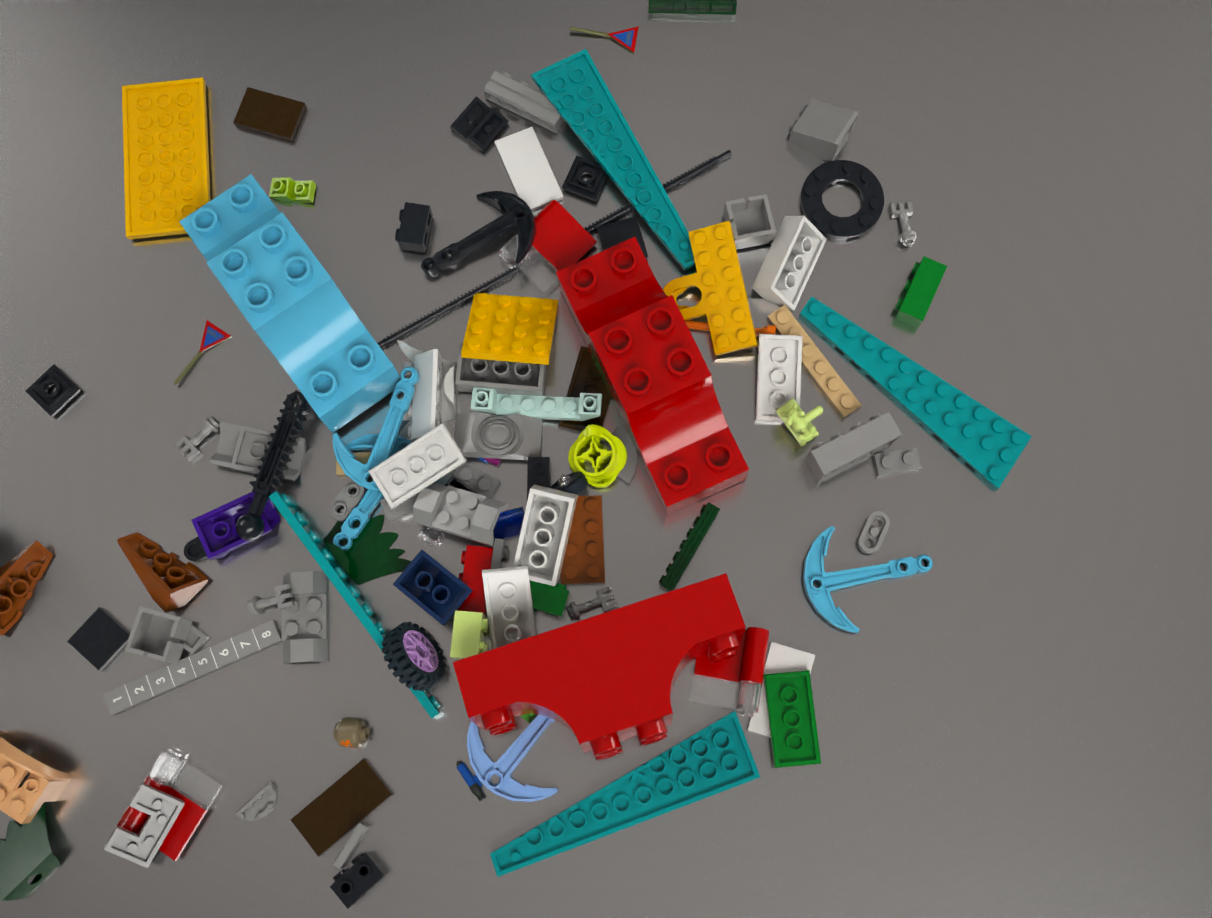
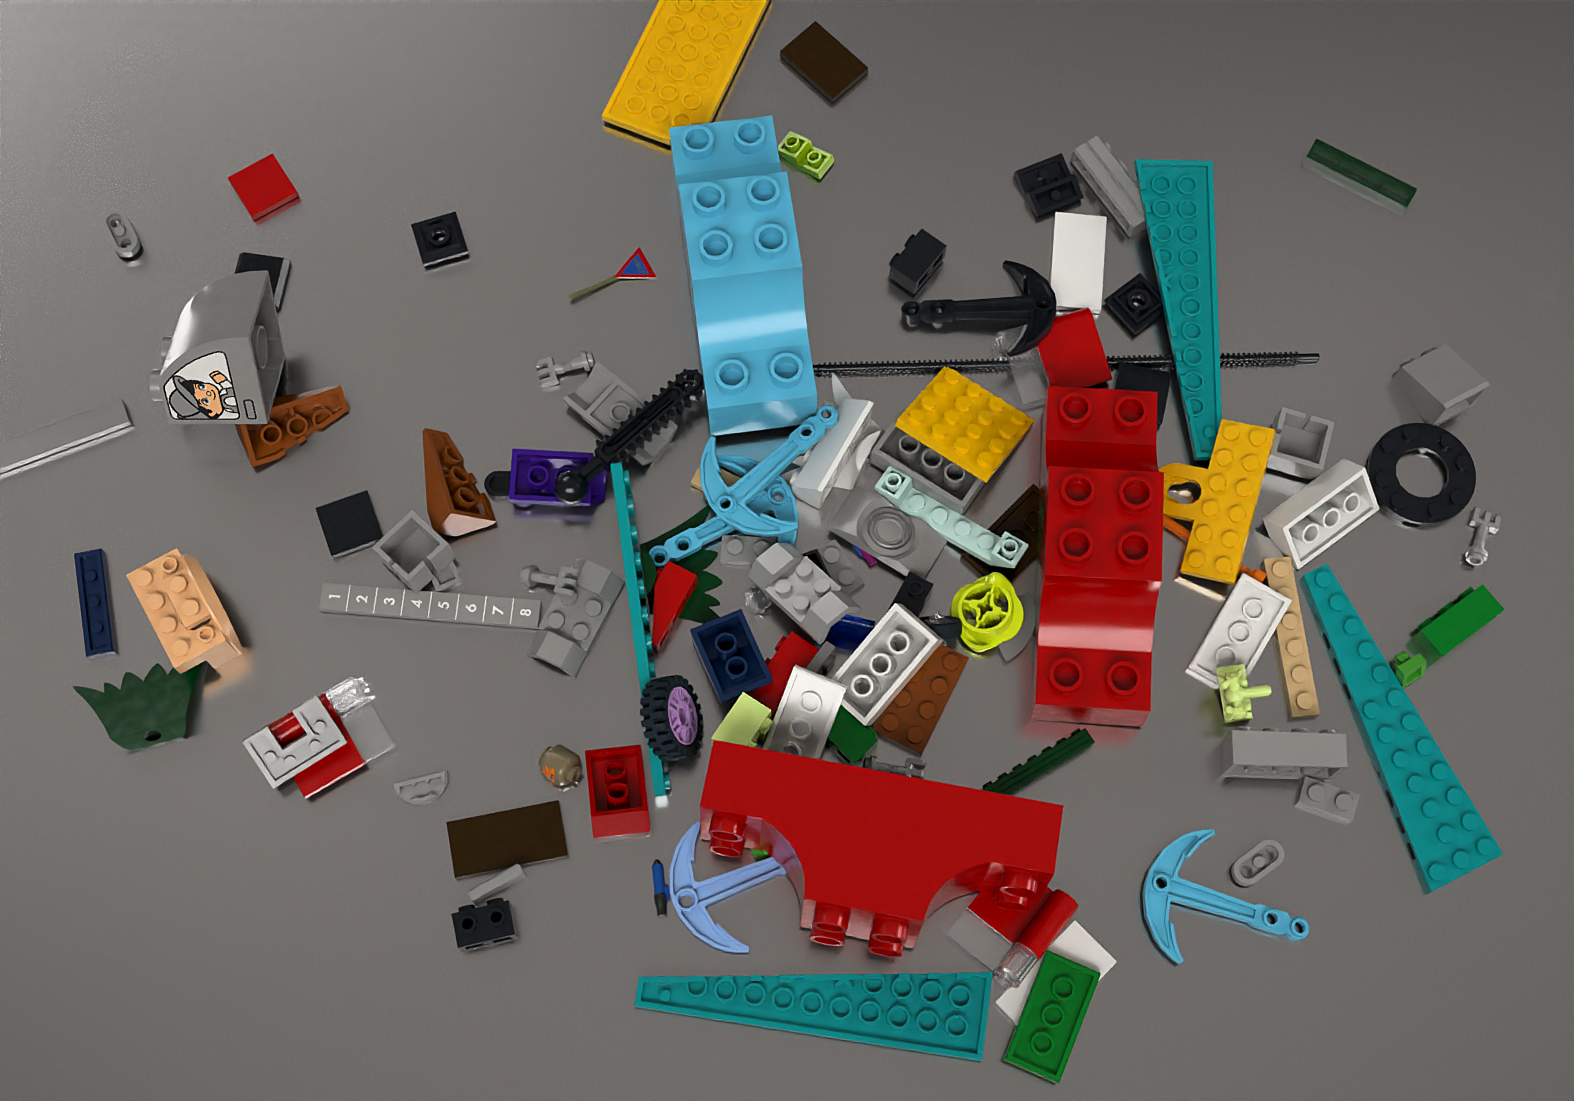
camera: 25 degrees right, 5 degrees down
(347, 500) = (687, 516): light grey plate -> none
(365, 563) = (671, 593): none -> red slope
(402, 728) = (617, 791): none -> red slope
(417, 466) = (785, 517): white tile -> none
(626, 37) = (1264, 171): piece -> none
(904, 341) = (1409, 669): none -> bright green tile

